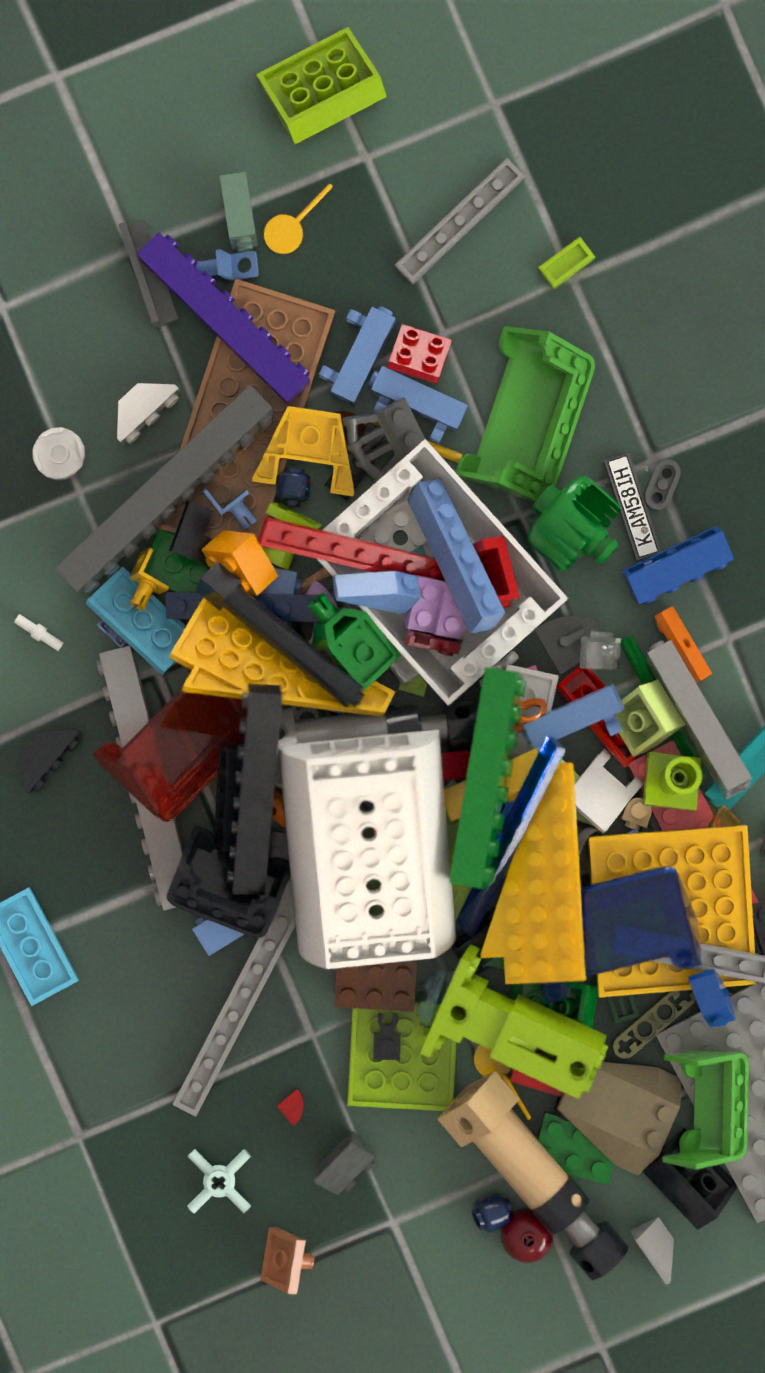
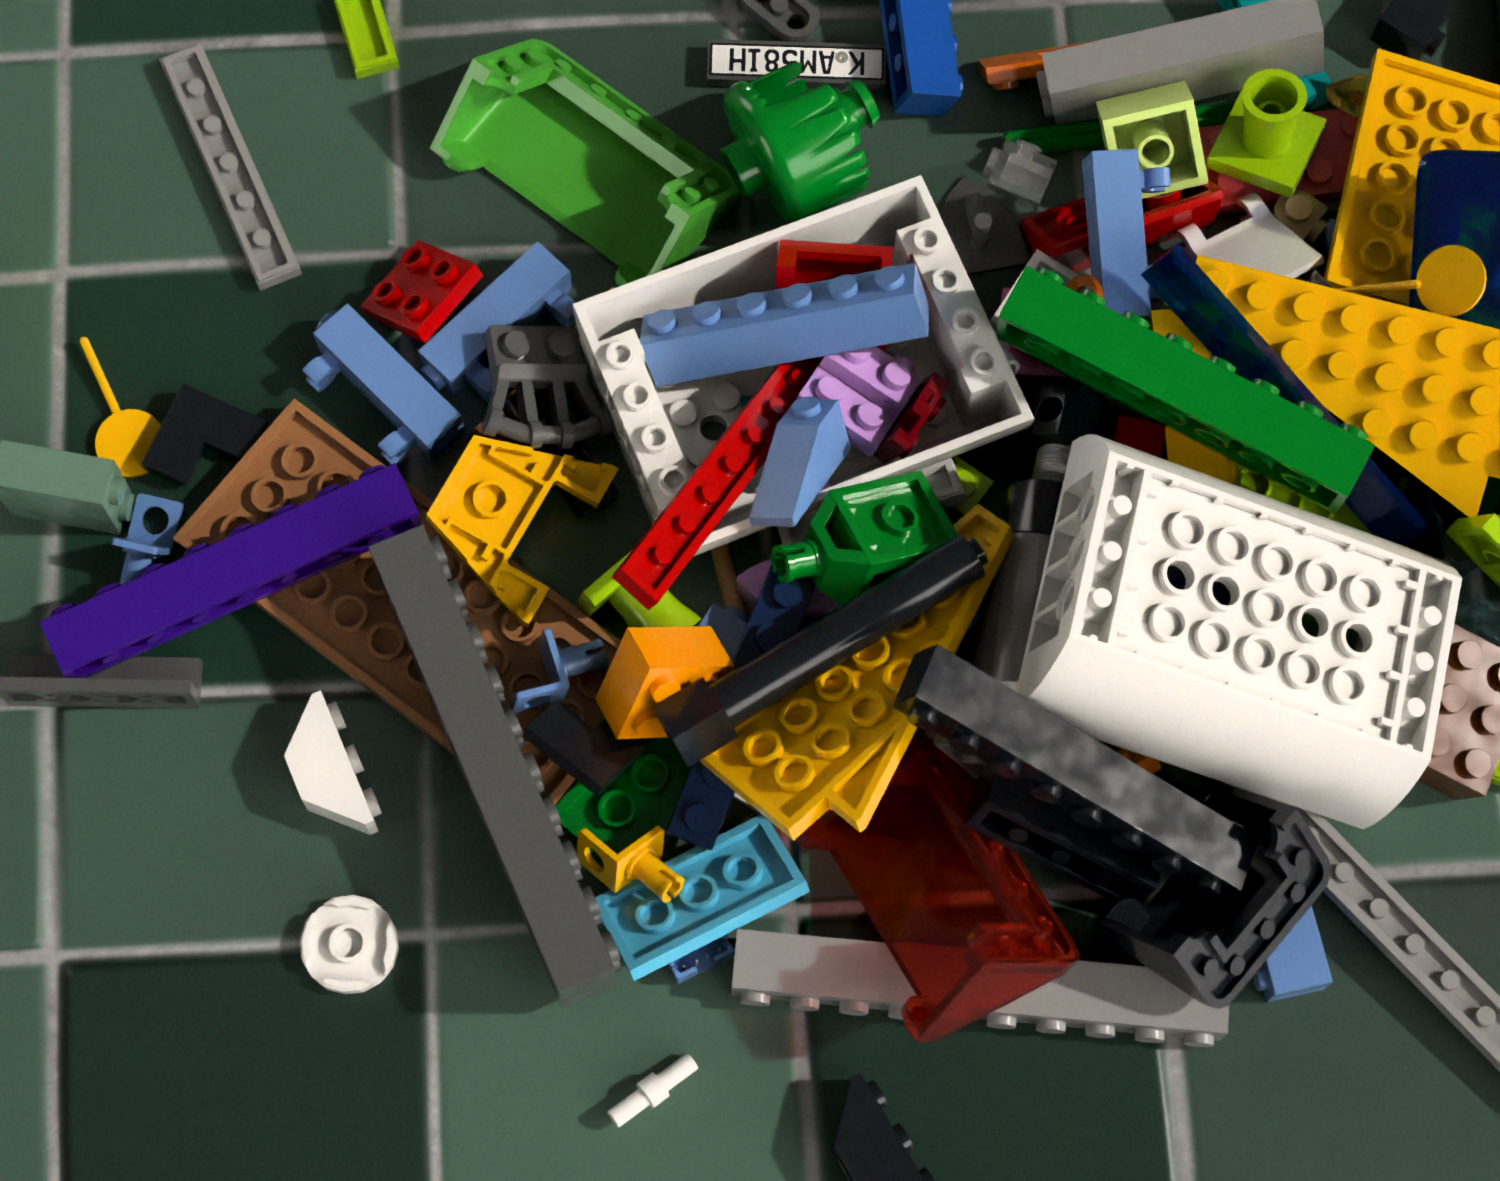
camera: 70 degrees left, 15 degrees down
(293, 486) = (563, 564): dark blue head -> none
(304, 264) = (195, 424): none -> black tile
(600, 901) = (1446, 282): none -> yellow piece

